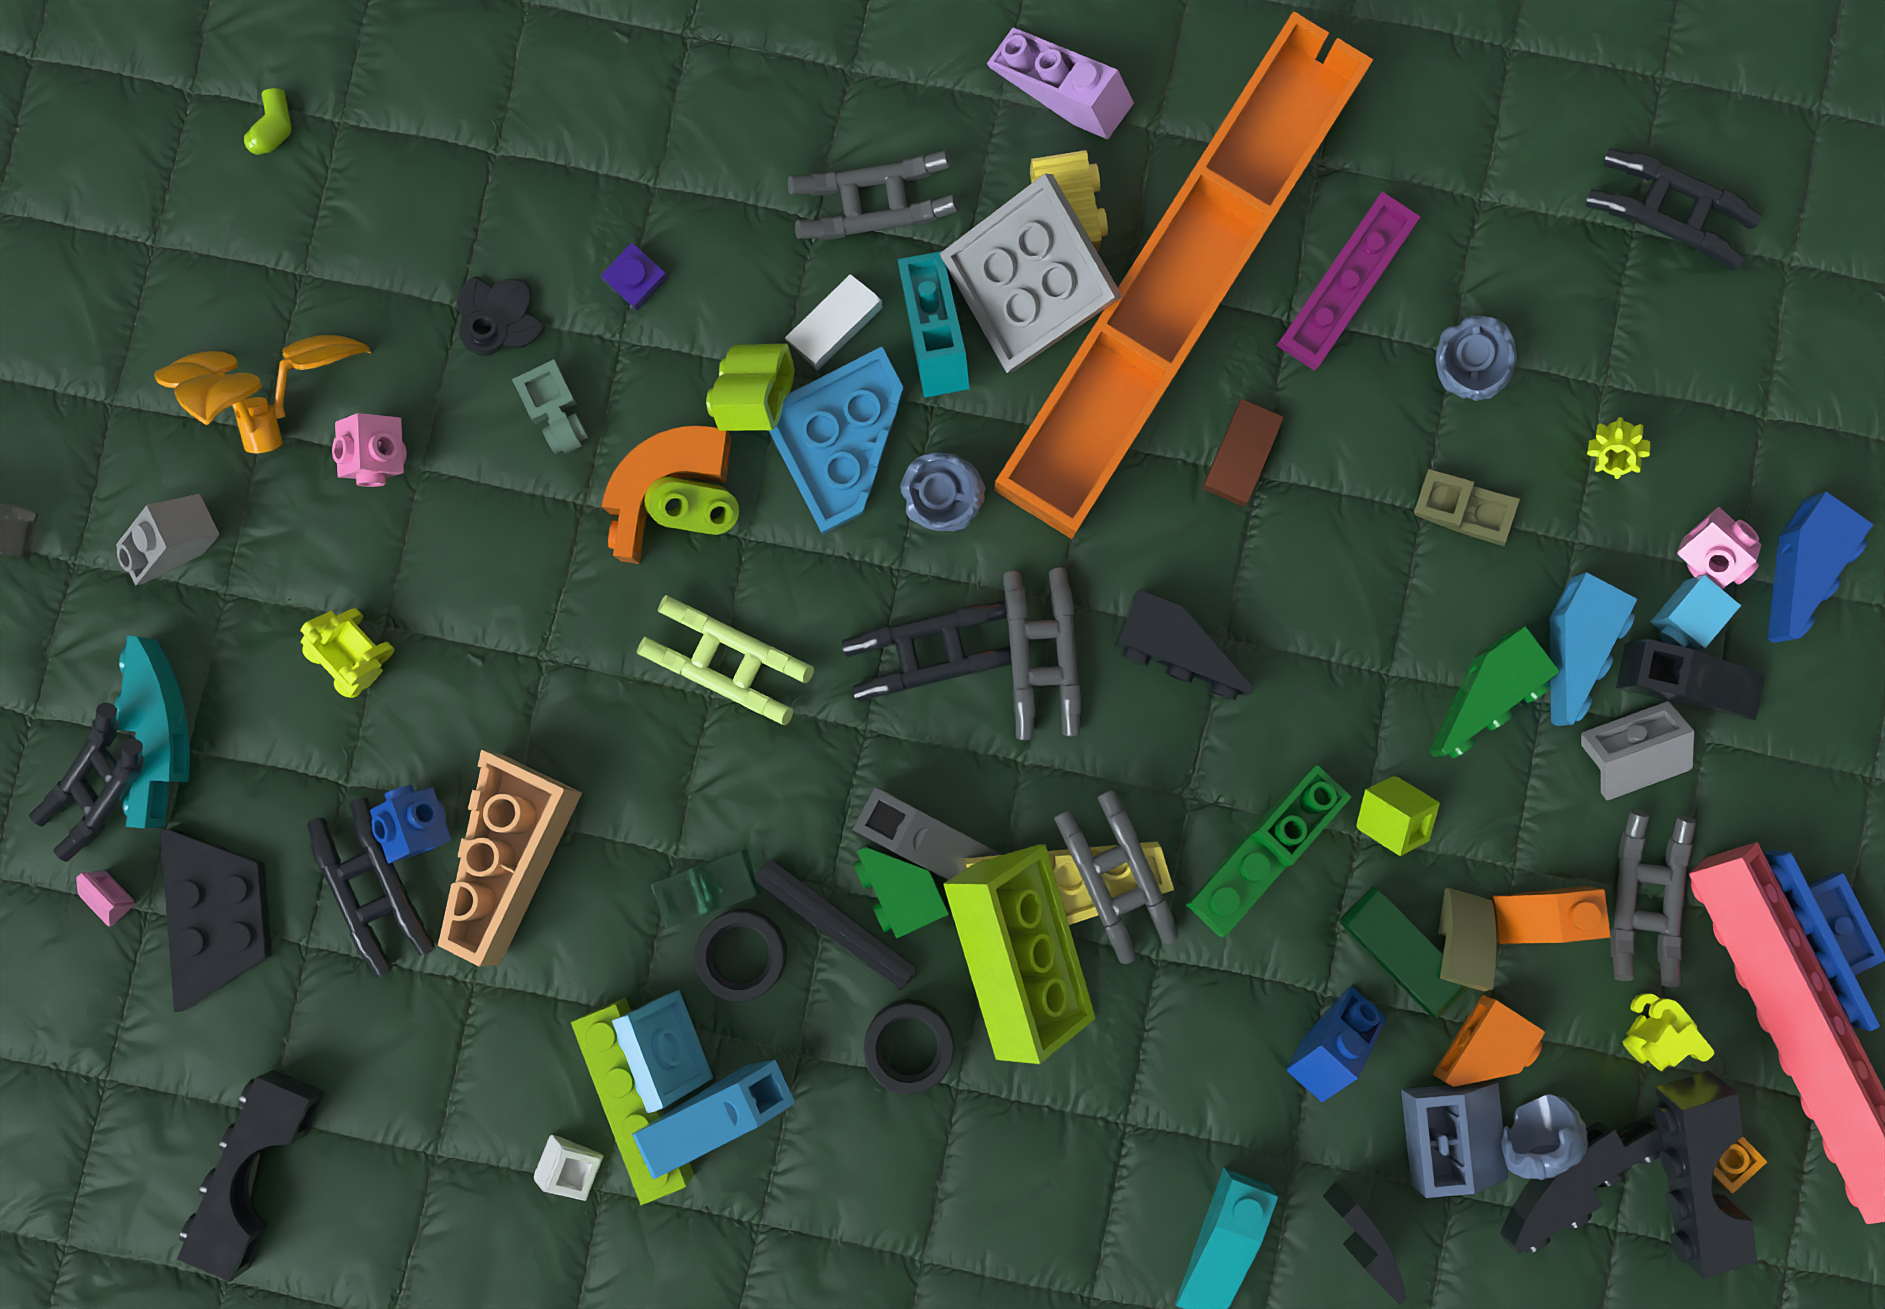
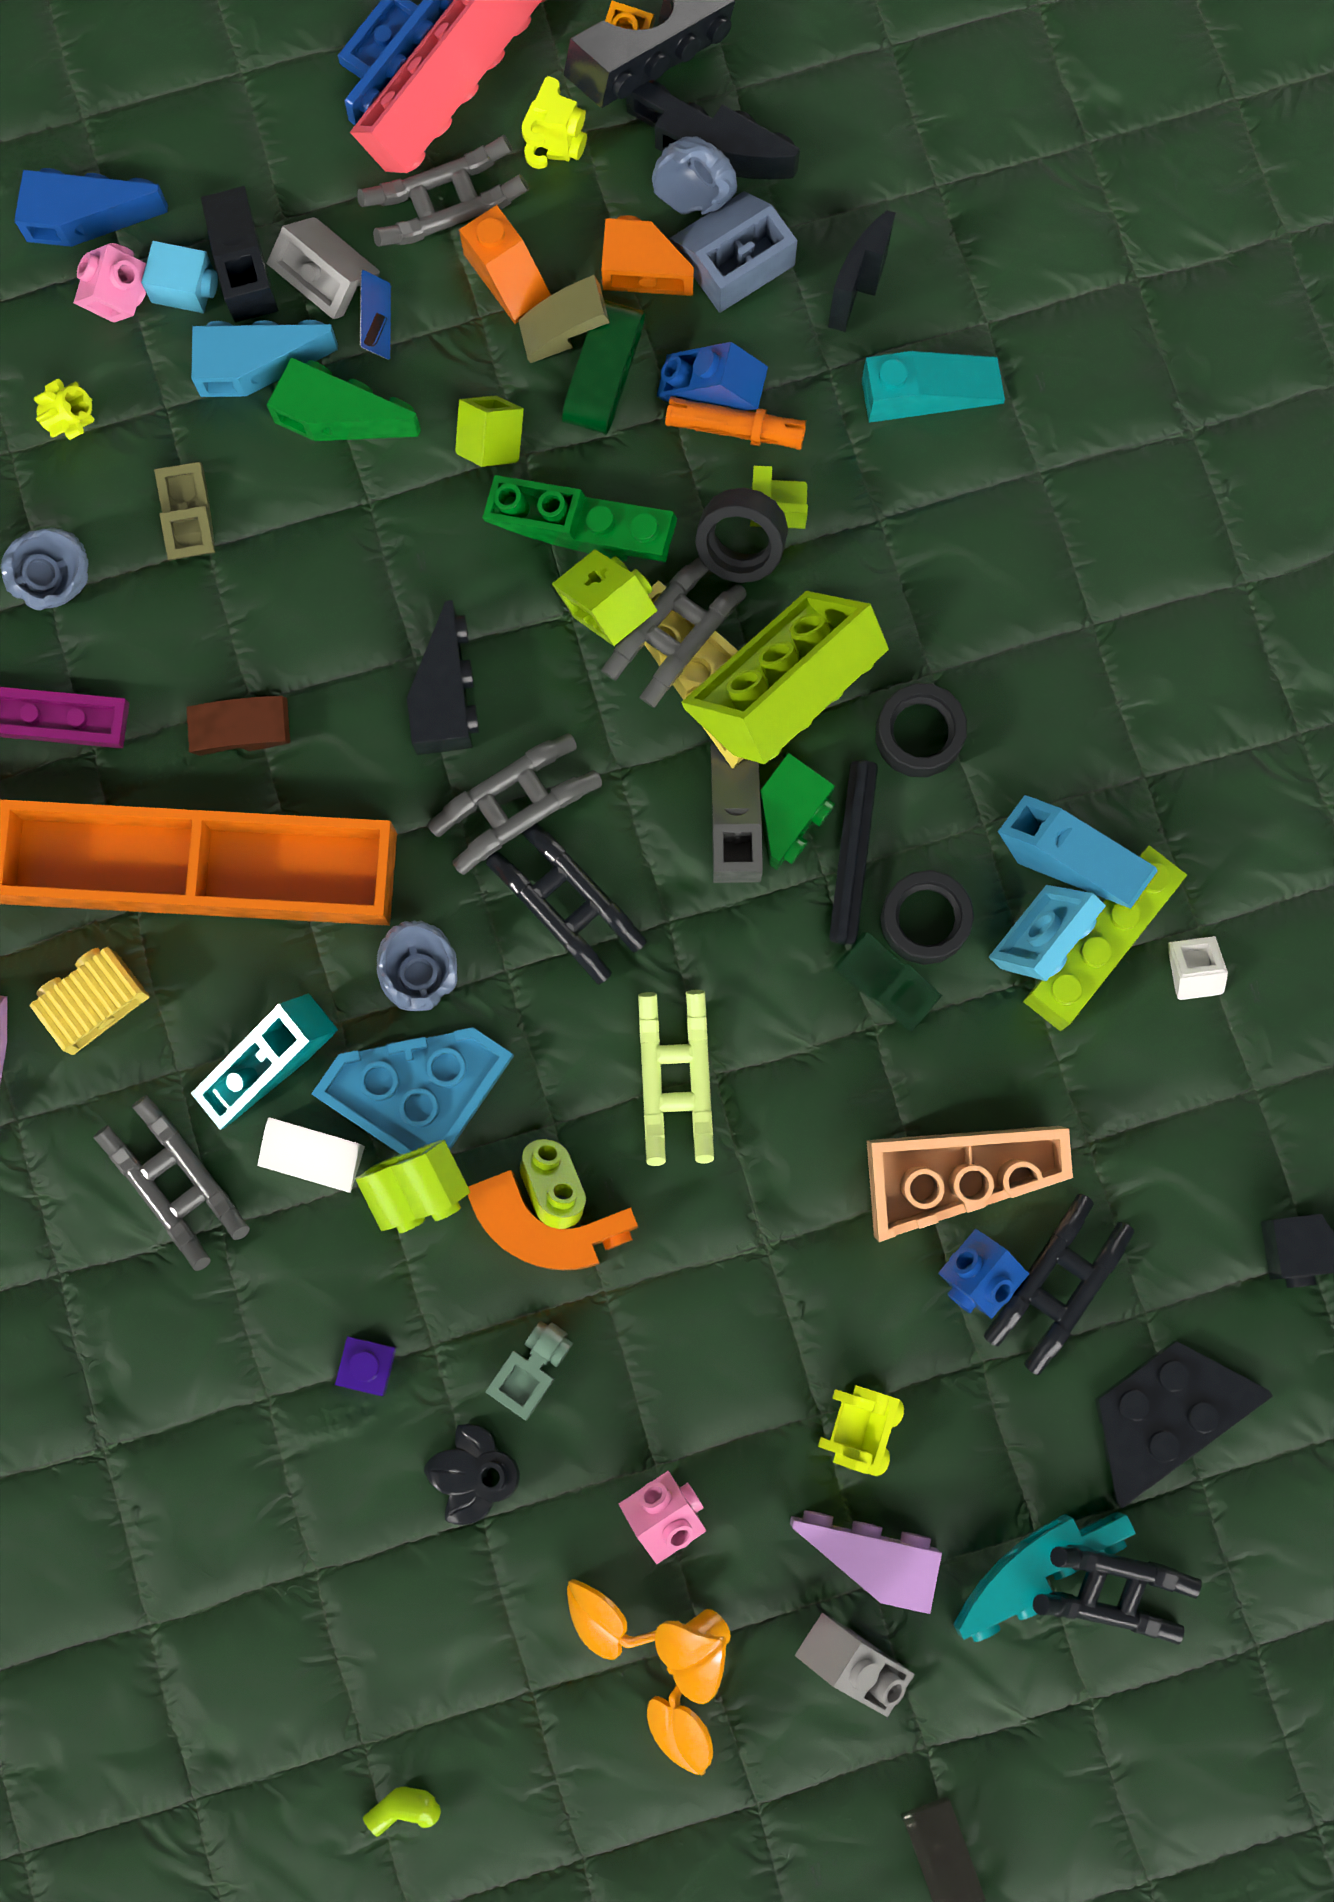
camera: 120 degrees left, 5 degrees down
(104, 896) = (1212, 1526): bright pink slope -> none
(226, 608) = (889, 1569): none -> lavender slope
(1030, 273) = (173, 991): light grey plate -> none
(1180, 833) = (606, 596): none -> lime brick
(1191, 1040) = (789, 496): none -> lime panel
(1195, 1001) = (735, 565): none -> black tyre
(1285, 1043) = (736, 423): none -> orange pin
(1565, 772) = (375, 314): none -> blue sticker

